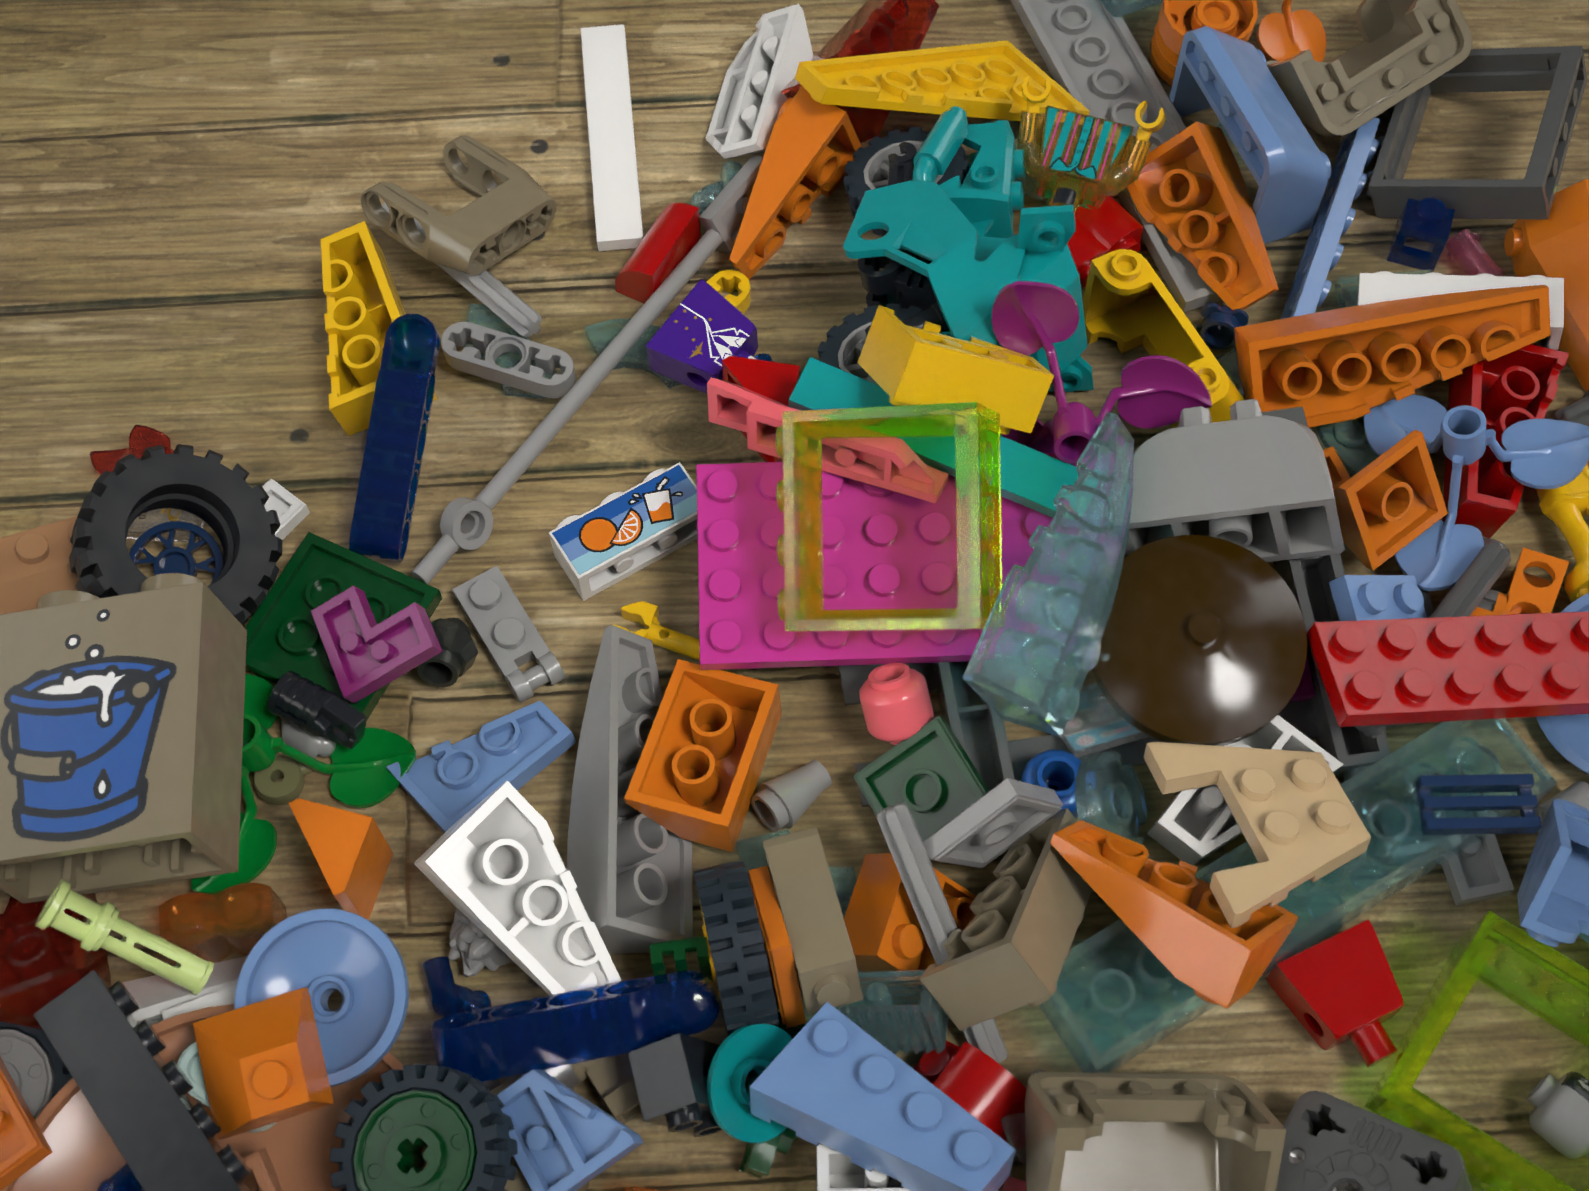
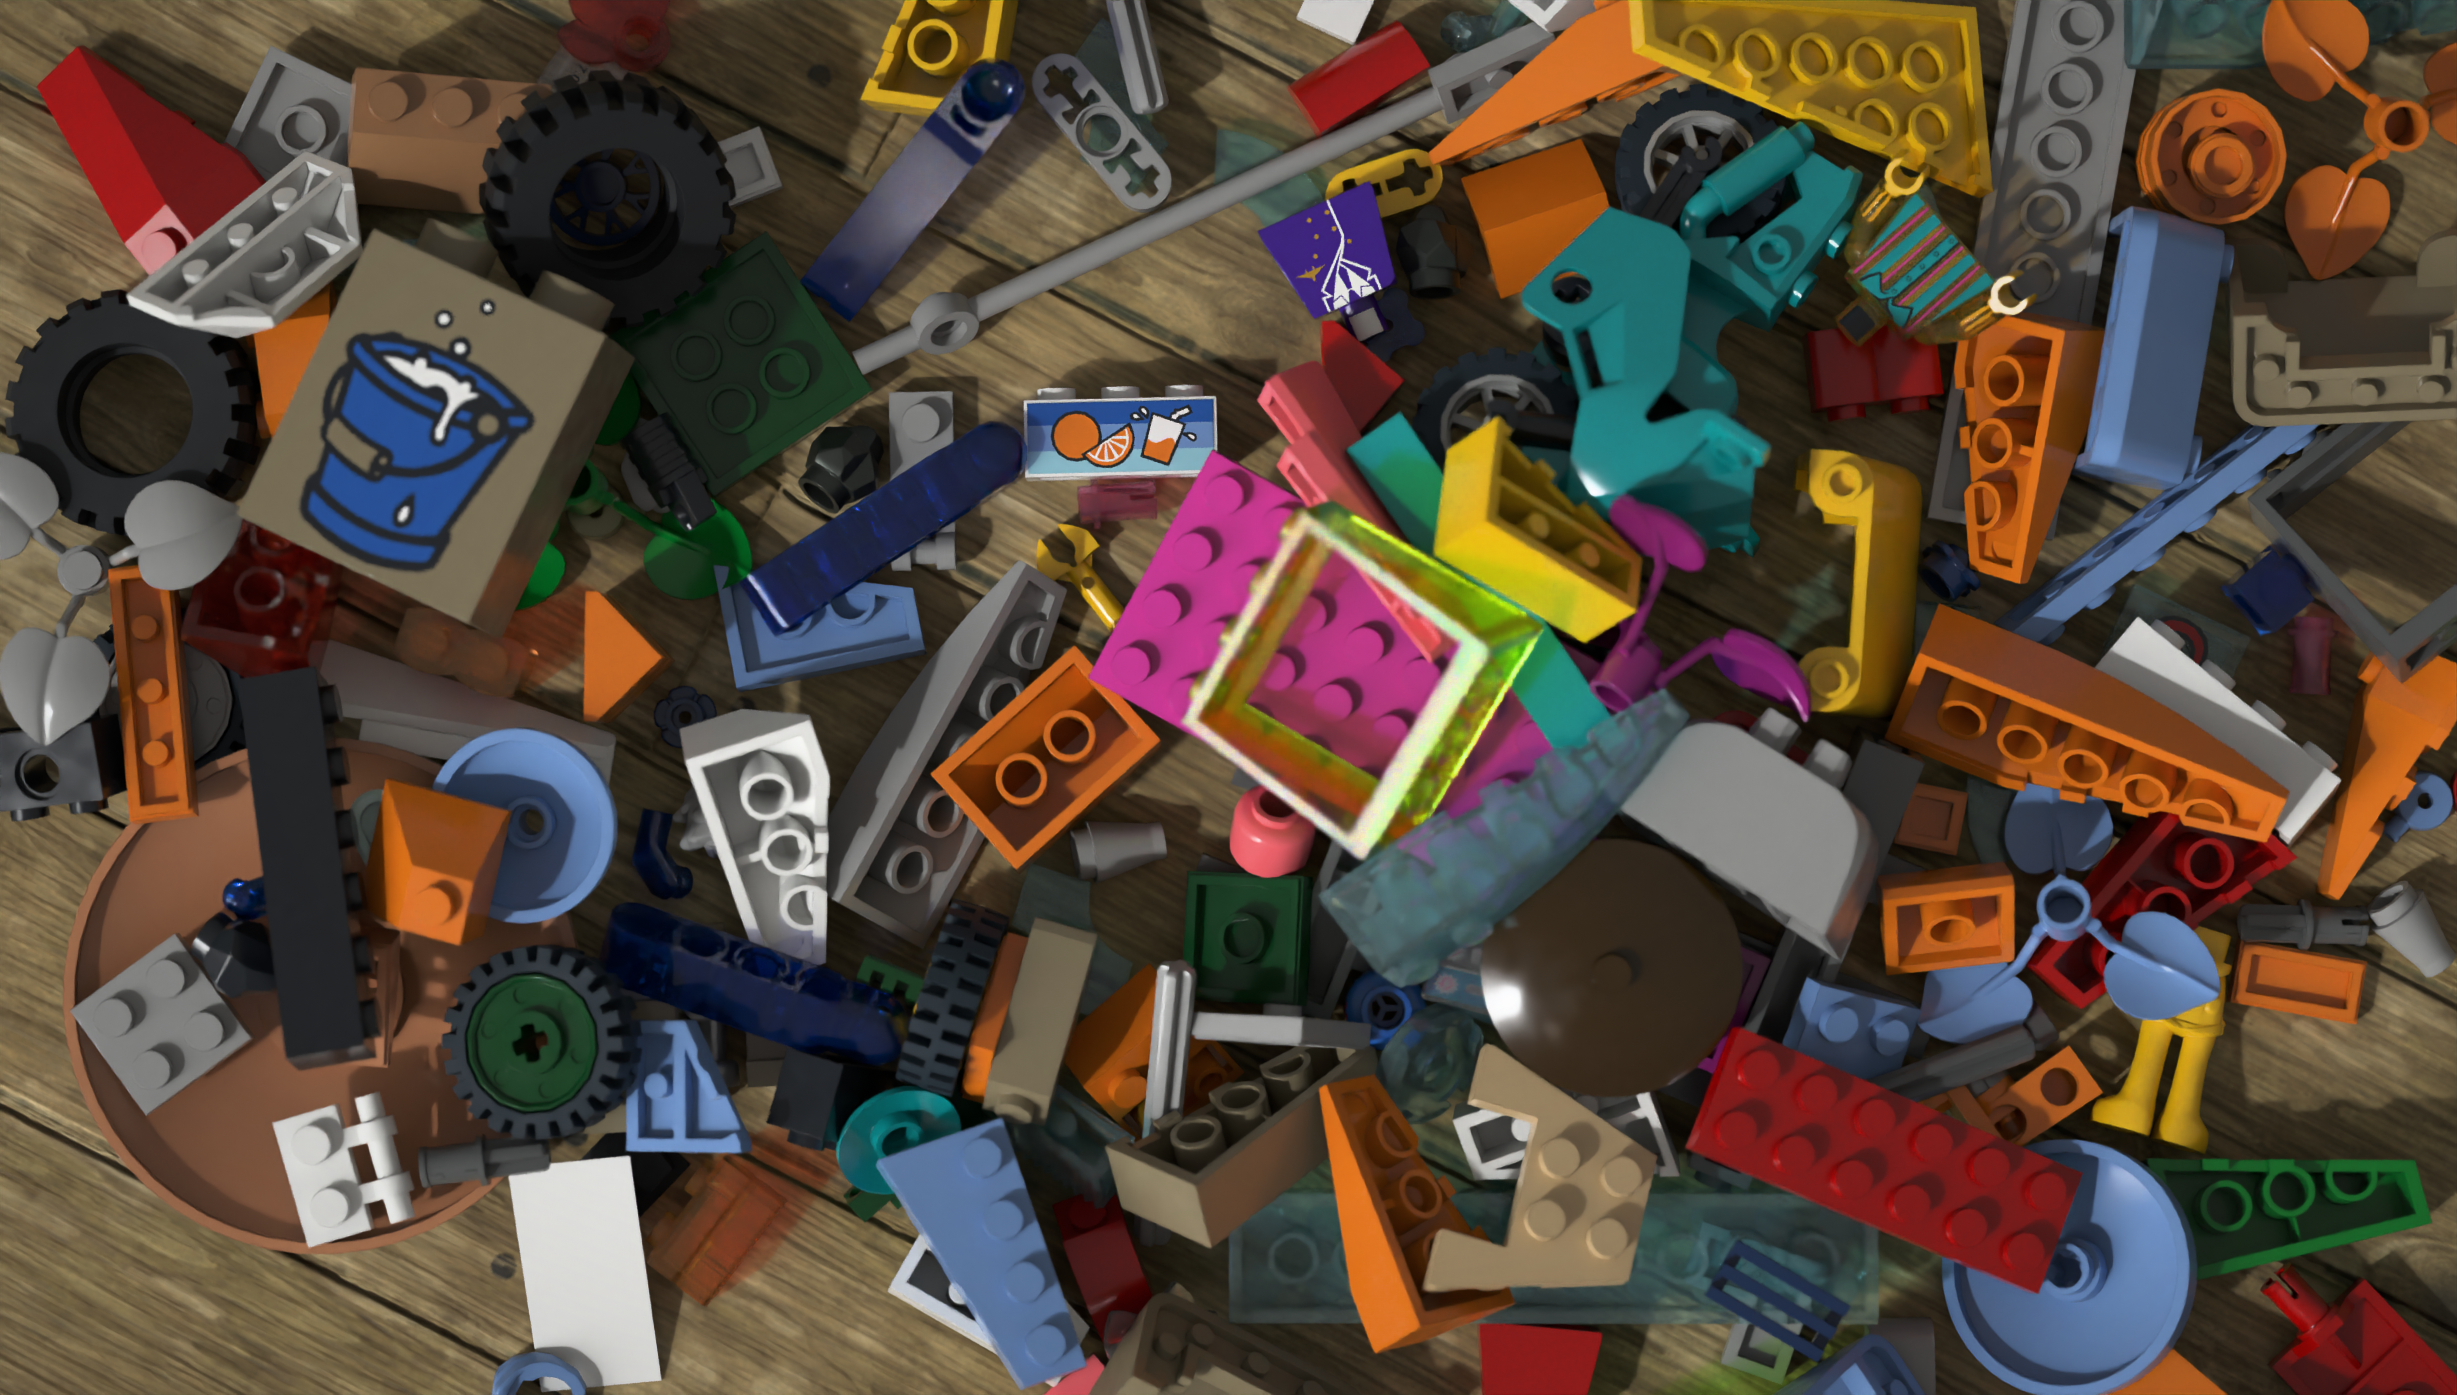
camera: 30 degrees right, 25 degrees up
(189, 972) = (342, 621): yellowish green pin -> none
(372, 653) = (749, 438): magenta plate -> none
(415, 896) = (680, 700): none -> dark blue plate
(493, 663) = (885, 525): none -> clear blue piece
(653, 573) = (1116, 502): none -> clear pink pin
(775, 321) = (1433, 254): none -> pearl dark grey rock
(818, 276) = (1533, 211): none -> orange slope

